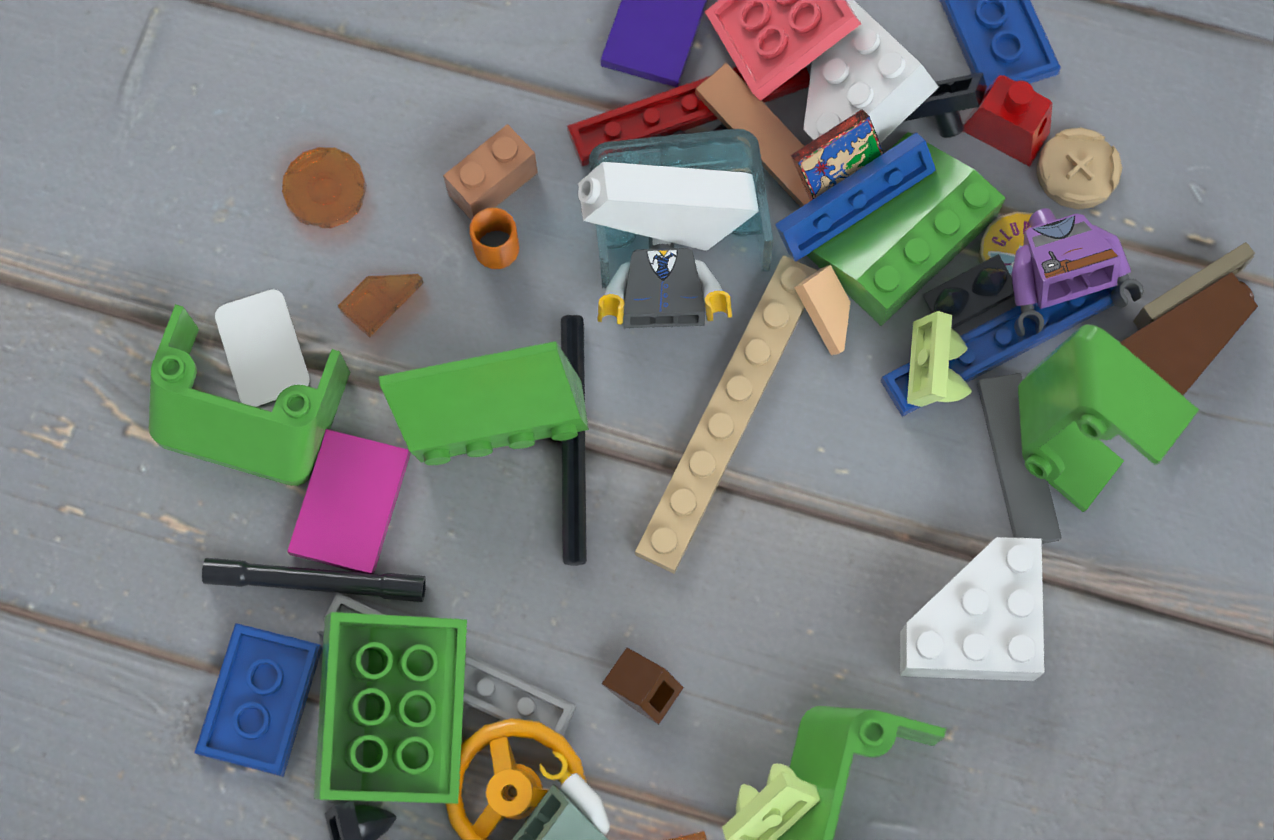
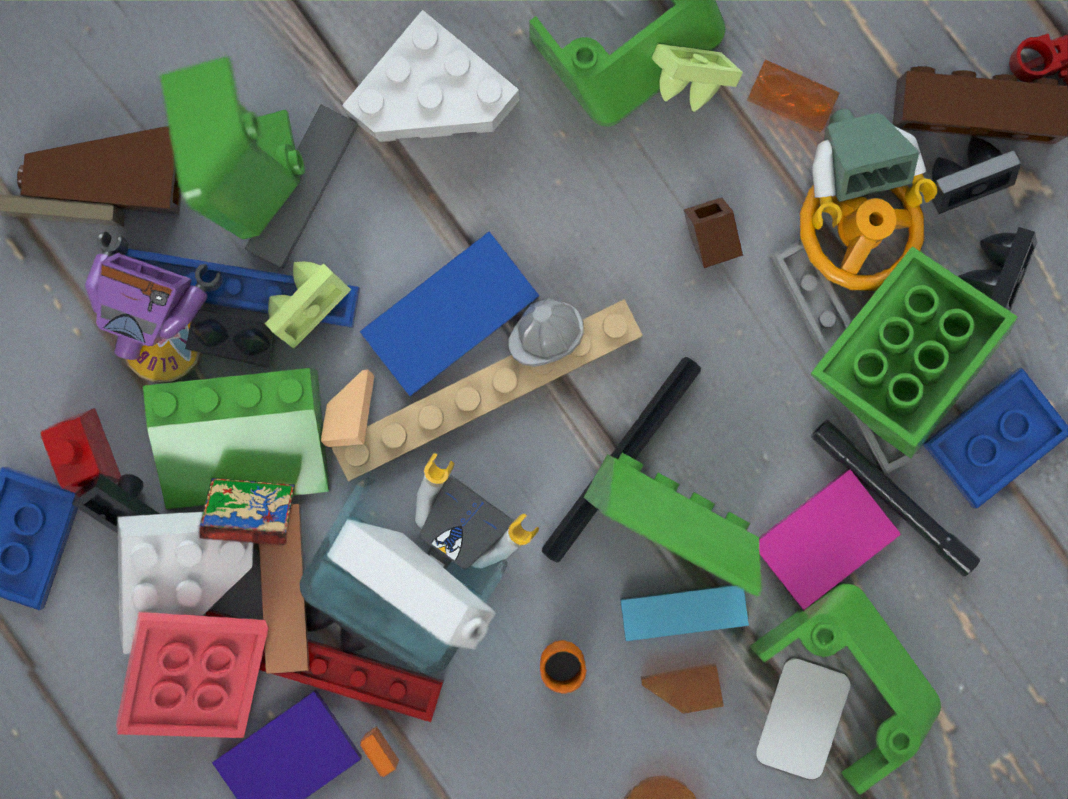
camera: 140 degrees left, 15 degrees up
(436, 344) = (683, 612): none -> medium azure tile
(491, 172) = (523, 725): nougat brick -> none
(590, 74) = (379, 752): none -> orange tile
(717, 490) = (546, 333): none -> light grey piece
(810, 450) = (449, 314): none -> blue tile
(856, 196) = (256, 478): blue plate -> none
(1078, 168) = (59, 375): tan tile -> none

